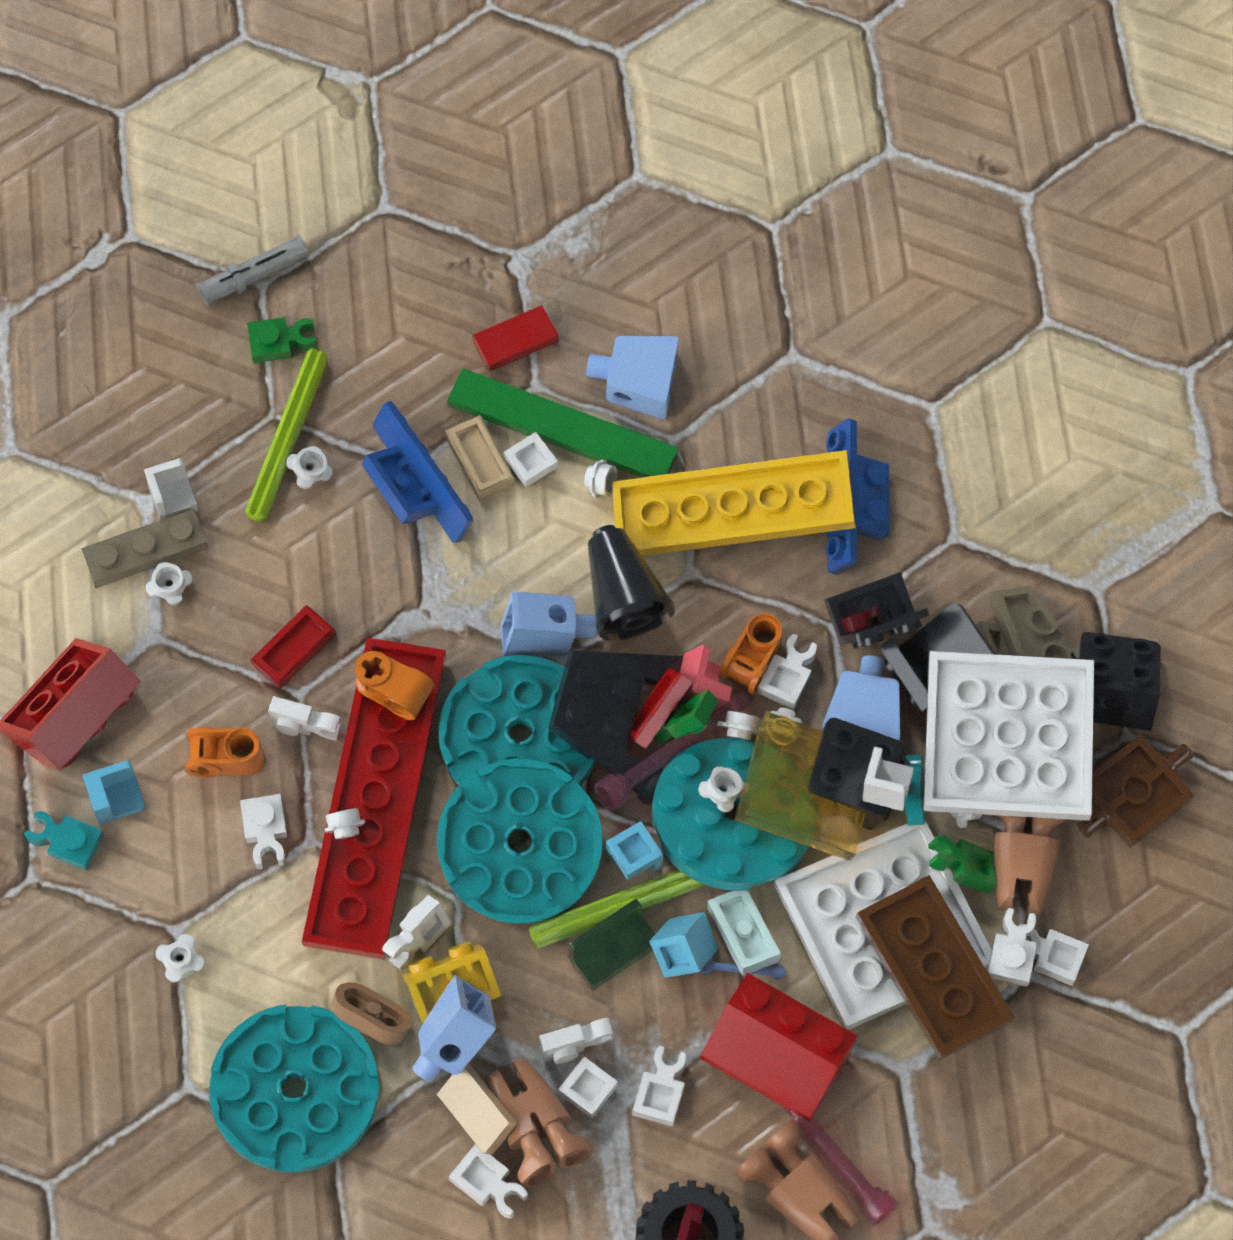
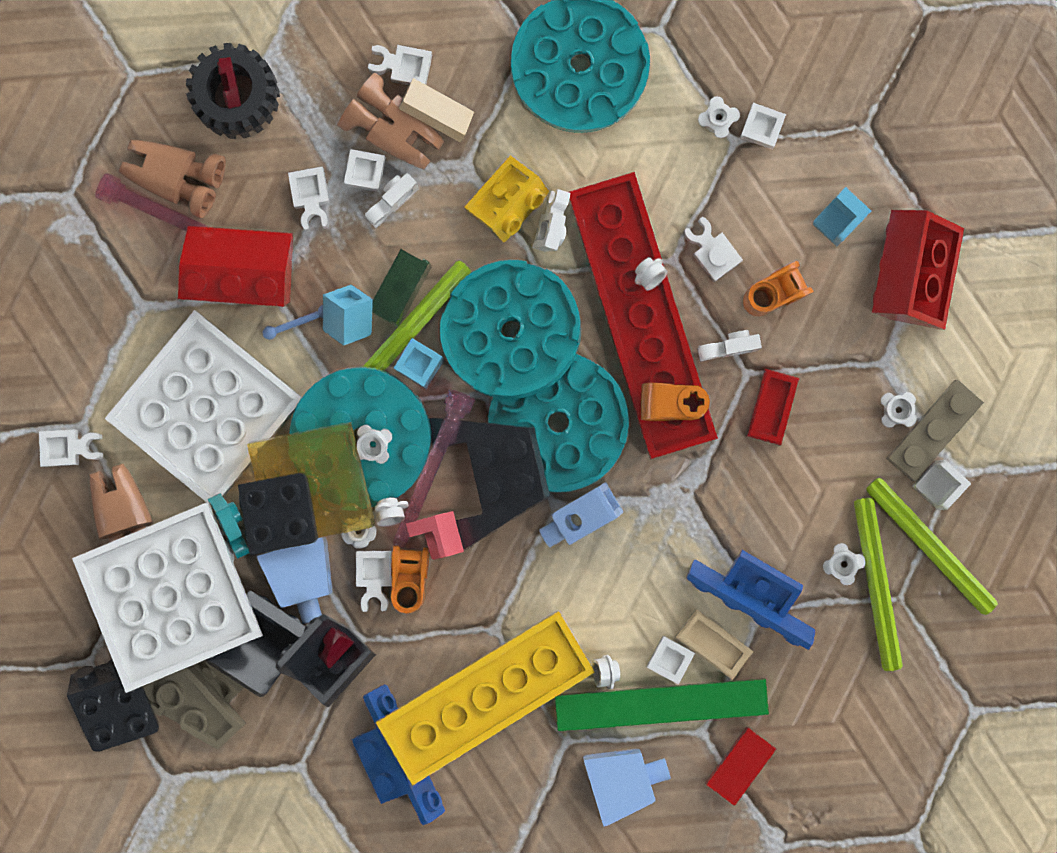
camera: 155 degrees right, 20 degrees up
(69, 842) = (852, 167): teal plate -> none
(139, 925) = (762, 126): none -> white plate
(214, 445) = (931, 546): none -> lime axle
(240, 276) = (988, 716): light grey pin -> none
(273, 339) = (936, 663): green plate -> none
(371, 1013) = (553, 145): medium nougat plate -> none
(454, 1030) = (480, 157): light blue torso -> none
(624, 587) = (538, 580): black cone -> none
(658, 706) = (458, 493): red tile -> none
(688, 717) = (430, 492): green plate -> none
(743, 931) = (307, 346): light aqua plate -> none
(886, 782) = (241, 504): white panel -> none
(934, 967) = (145, 384): reddish brown plate -> none
(969, 863) = (160, 486): green plate -> none
(1012, 954) = (92, 425): white plate -> none
(1137, 791) = (55, 617): reddish brown plate -> none

